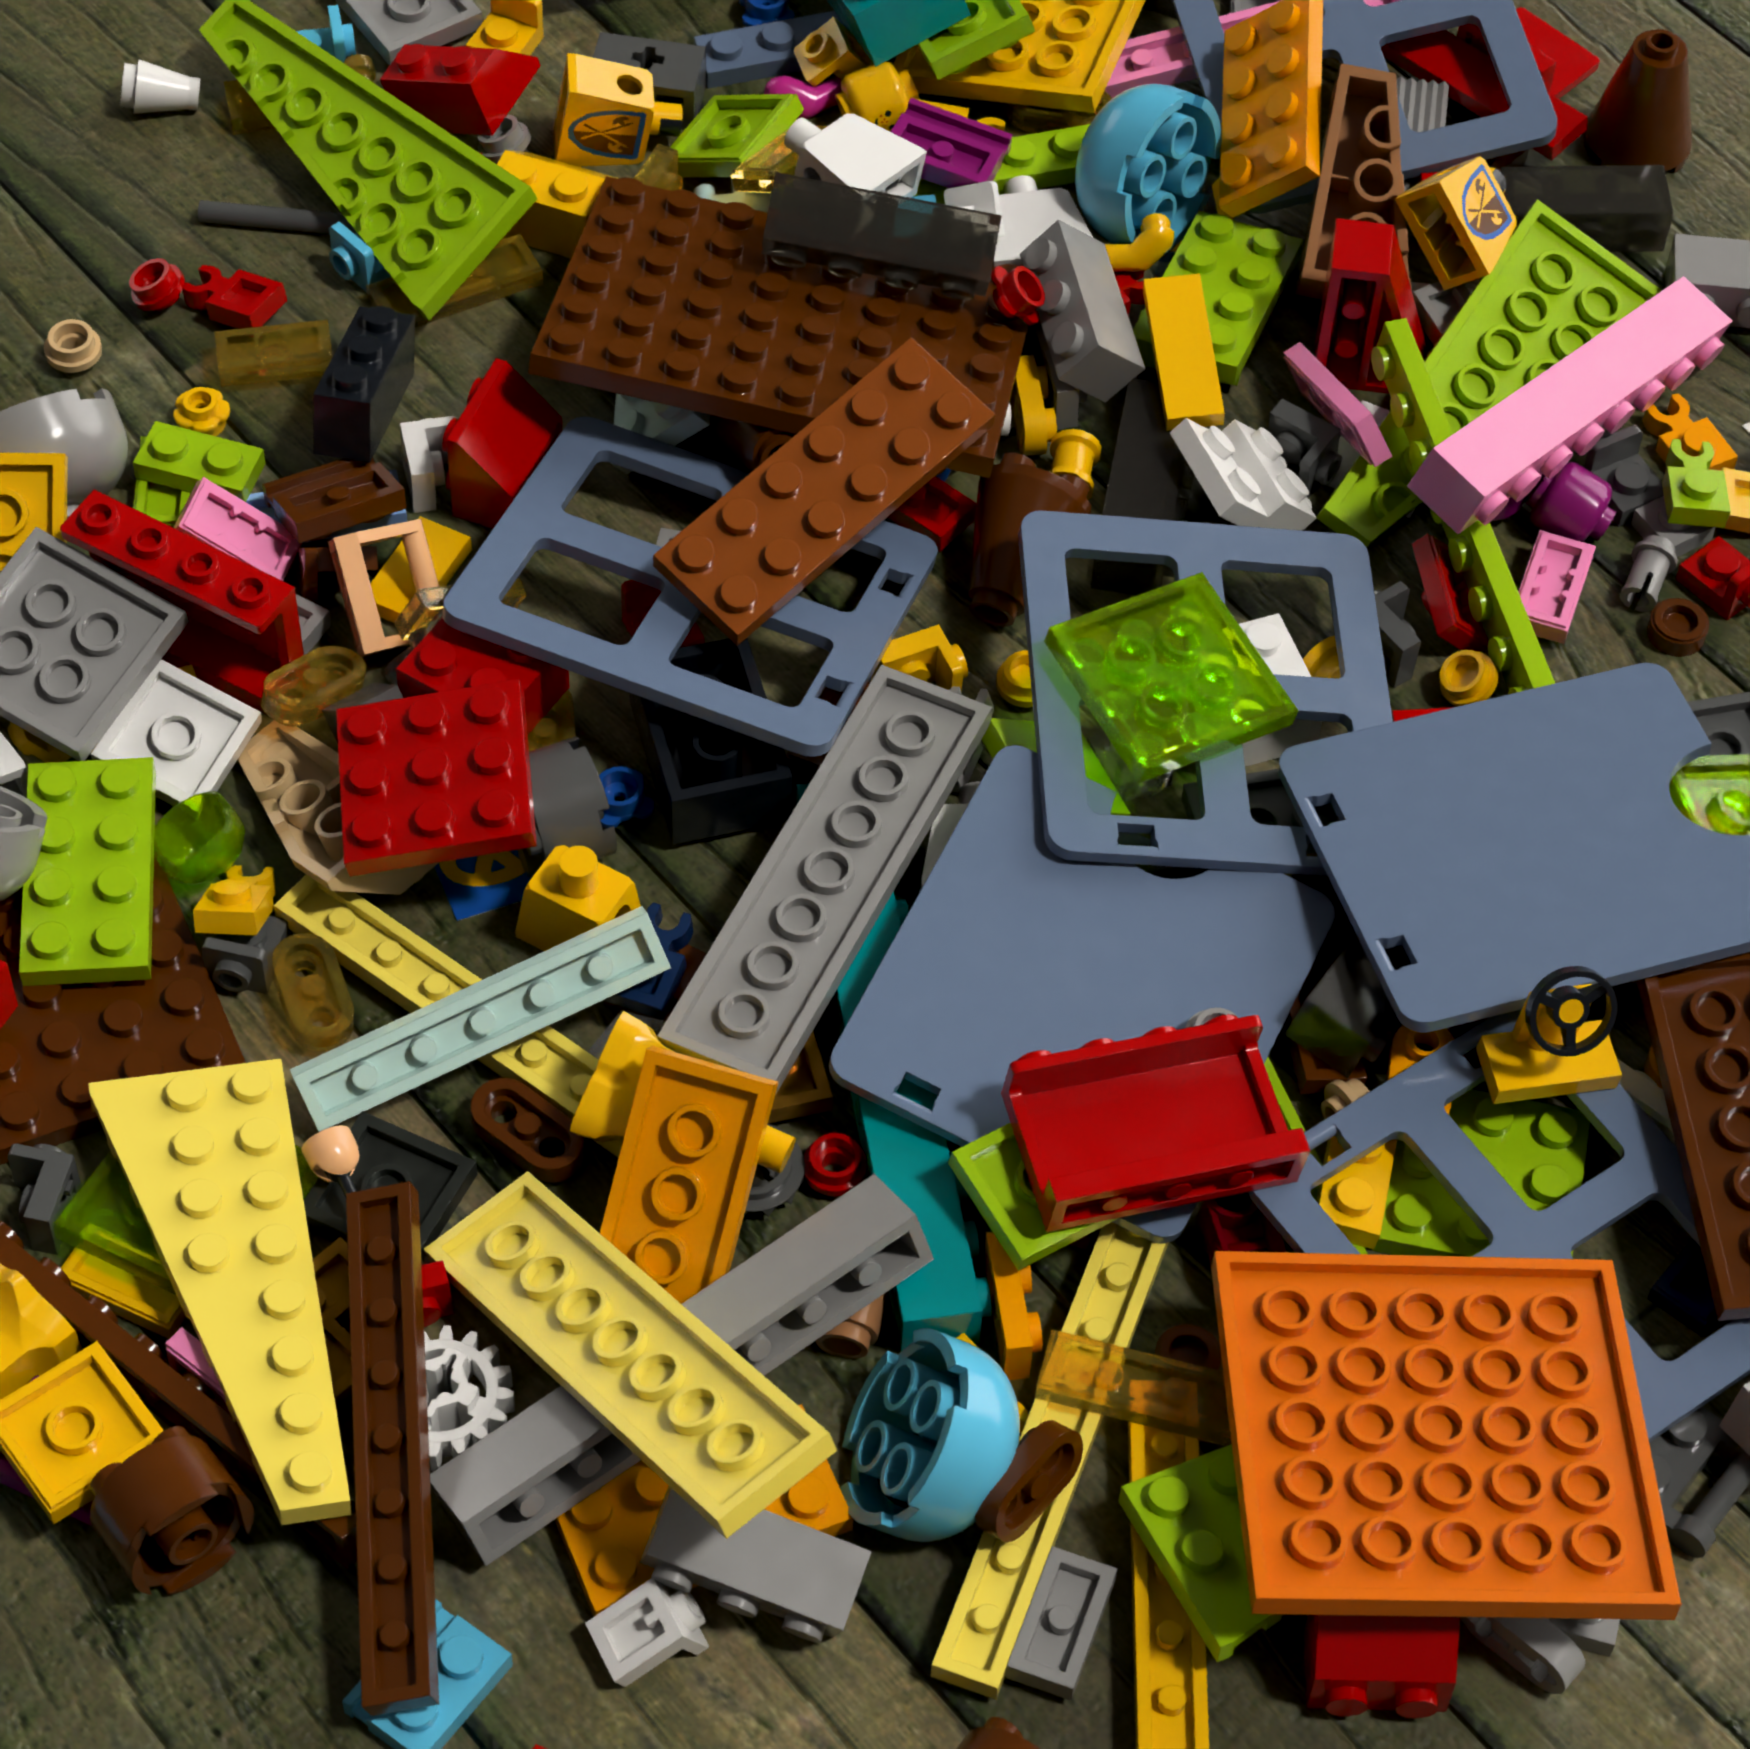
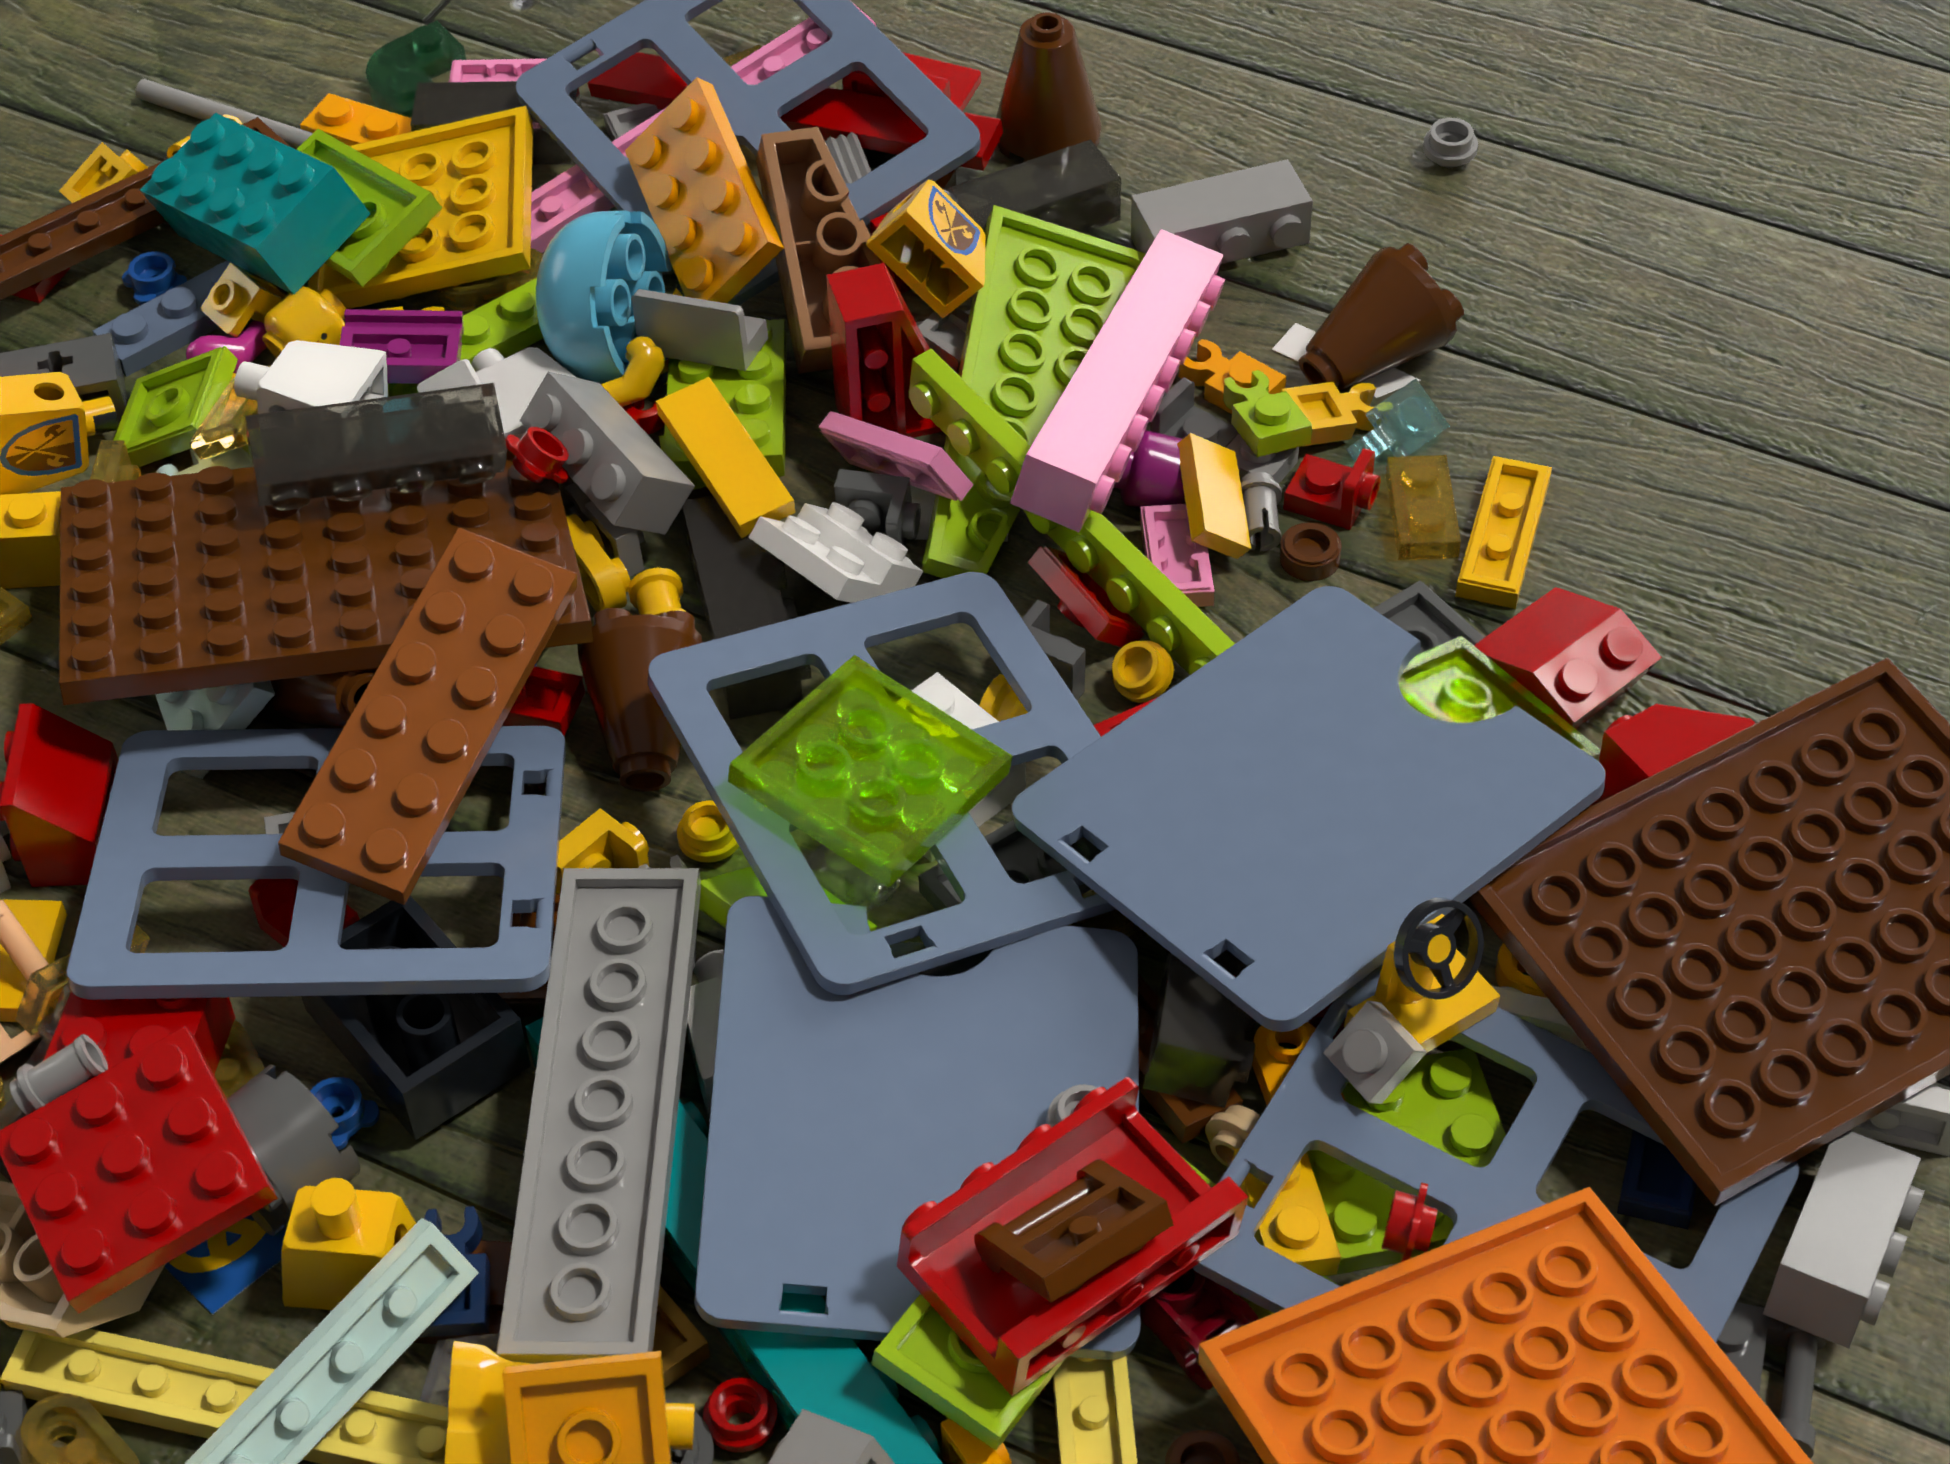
camera: 20 degrees left, 5 degrees down
(405, 679) = (57, 1074): none -> light grey pin
(1151, 1121) = (1075, 1231): none -> reddish brown plate
(1215, 225) = (699, 329): none -> light grey panel
(1441, 1227) = (1409, 1223): none -> red plate
(1485, 1078) = (1374, 1052): none -> light grey plate
(1608, 544) = (1213, 496): none -> yellow tile

